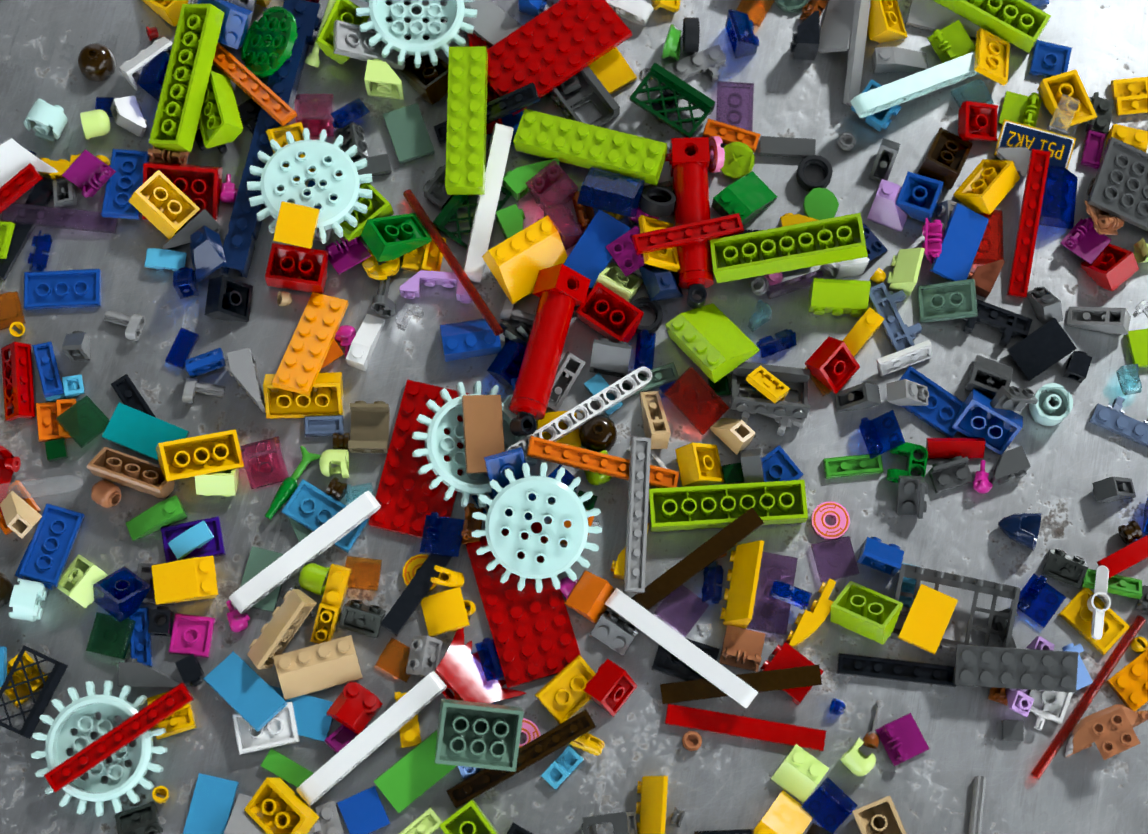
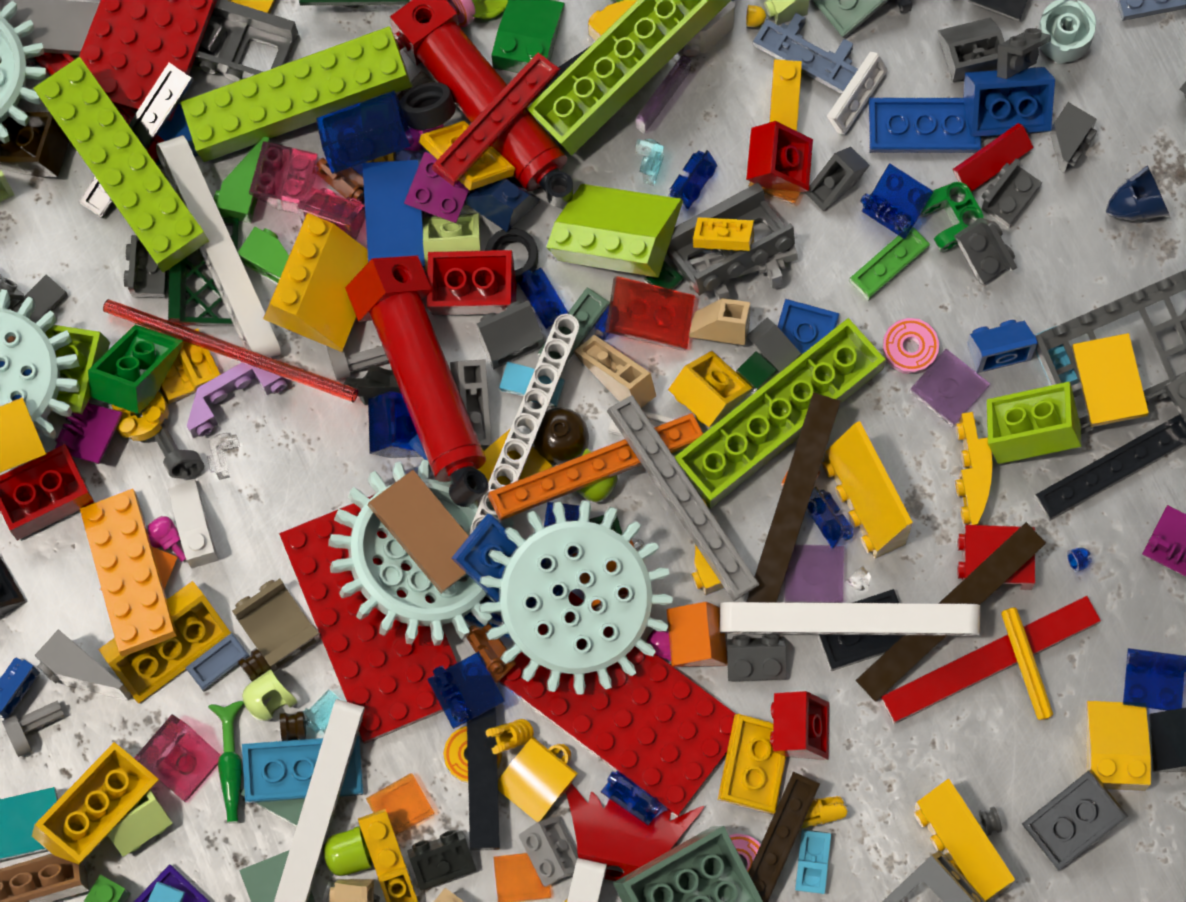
camera: 30 degrees left, 0 degrees up
(284, 298) = (49, 542): tan hinge -> none
(408, 133) = (53, 232): sand green tile -> none
(469, 340) = (319, 432): blue slope -> none
(692, 741) = (941, 720): nougat plate -> none
(742, 648) = (919, 569): nougat hinge -> none
(759, 285) = (623, 124): light grey plate -> none
(763, 743) = (1027, 663): none -> yellow axle
(768, 613) = (913, 477): clear purple tile -> none
(774, 278) = (634, 105): bright pink plate -> none
(790, 594) = (930, 465): clear blue hinge -> none
(799, 773) = (1093, 666): yellowish green slope -> none
(839, 297) = (728, 72): lime slope -> none
(856, 761) = (1148, 606): yellowish green helmet -> none
(871, 739) = (1145, 567): hinge -> none
(907, 393) = (892, 132): light grey slope -> none
(981, 480) = (1051, 178): dark pink piece -> none

